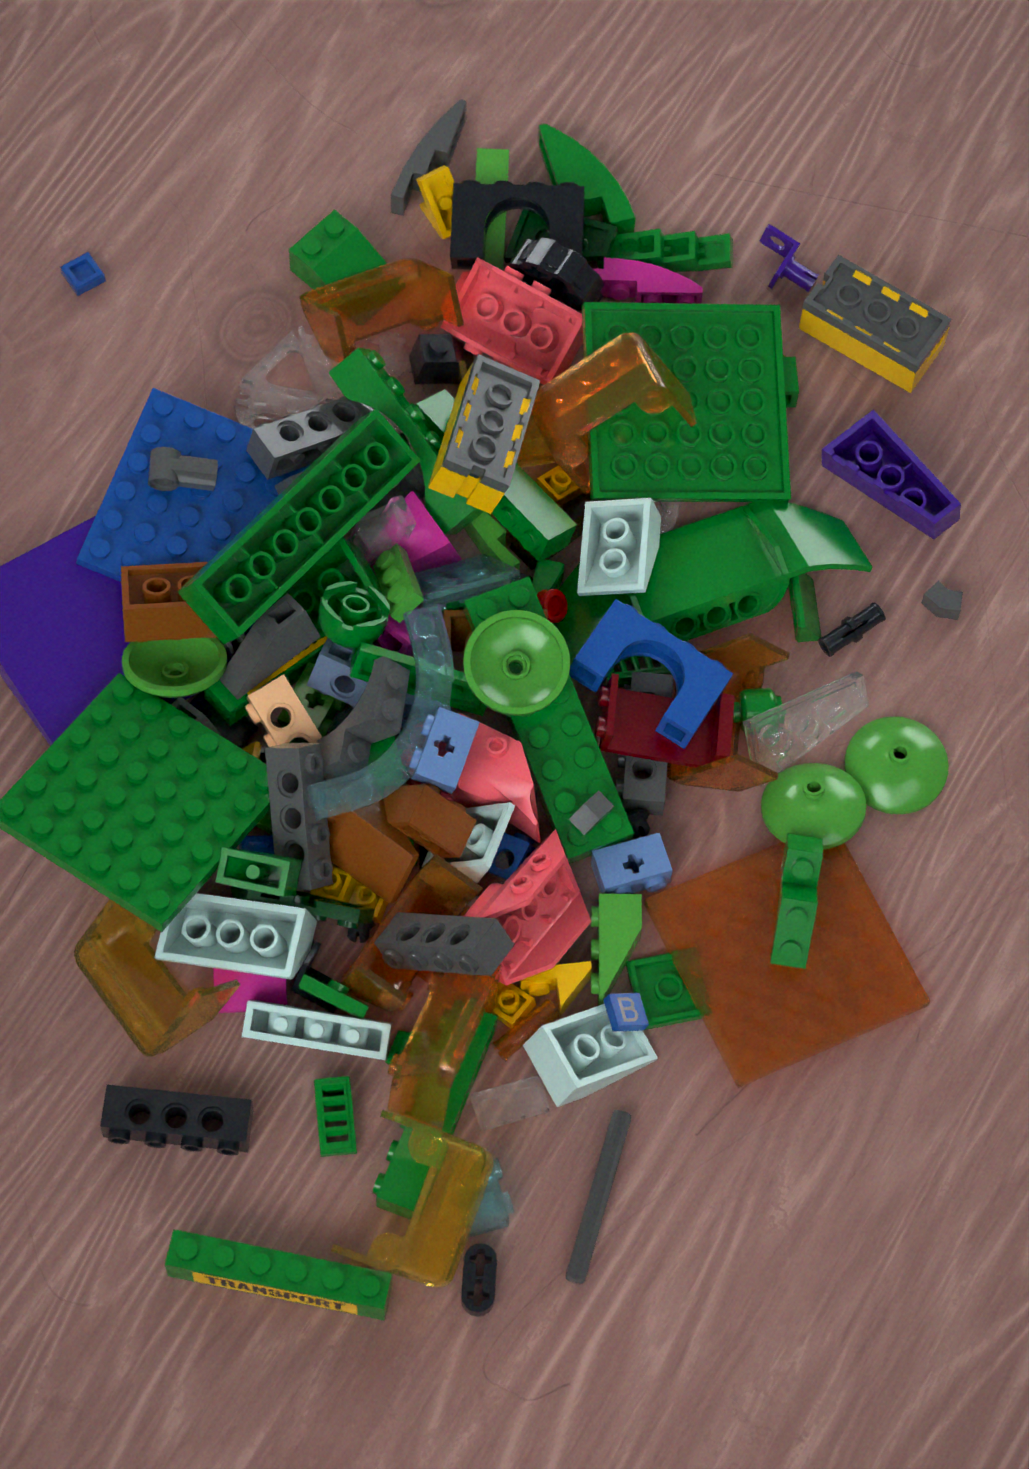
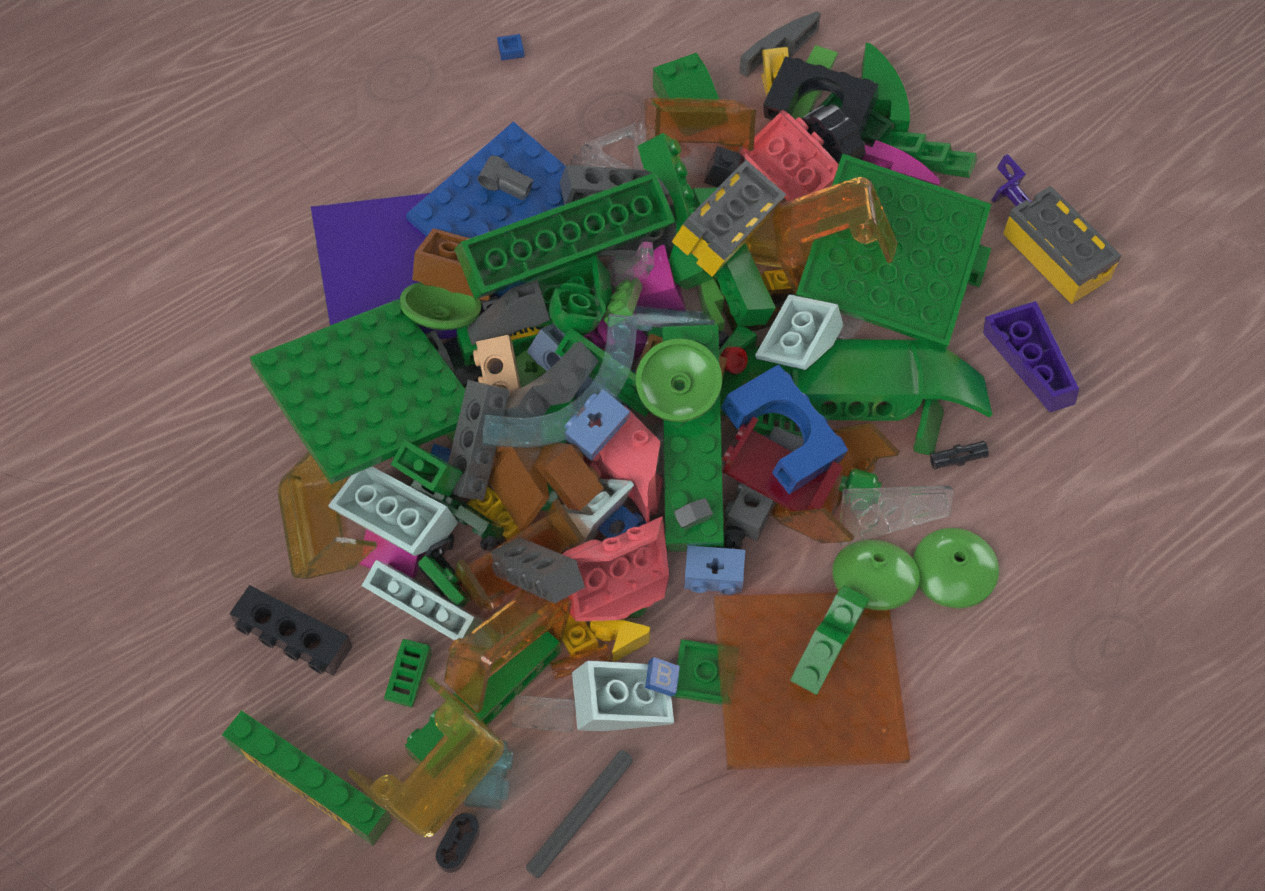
camera: 25 degrees right, 5 degrees down
(618, 933) = (680, 619): bright green slope -> none
(943, 602) = (1039, 459): dark grey piece -> none

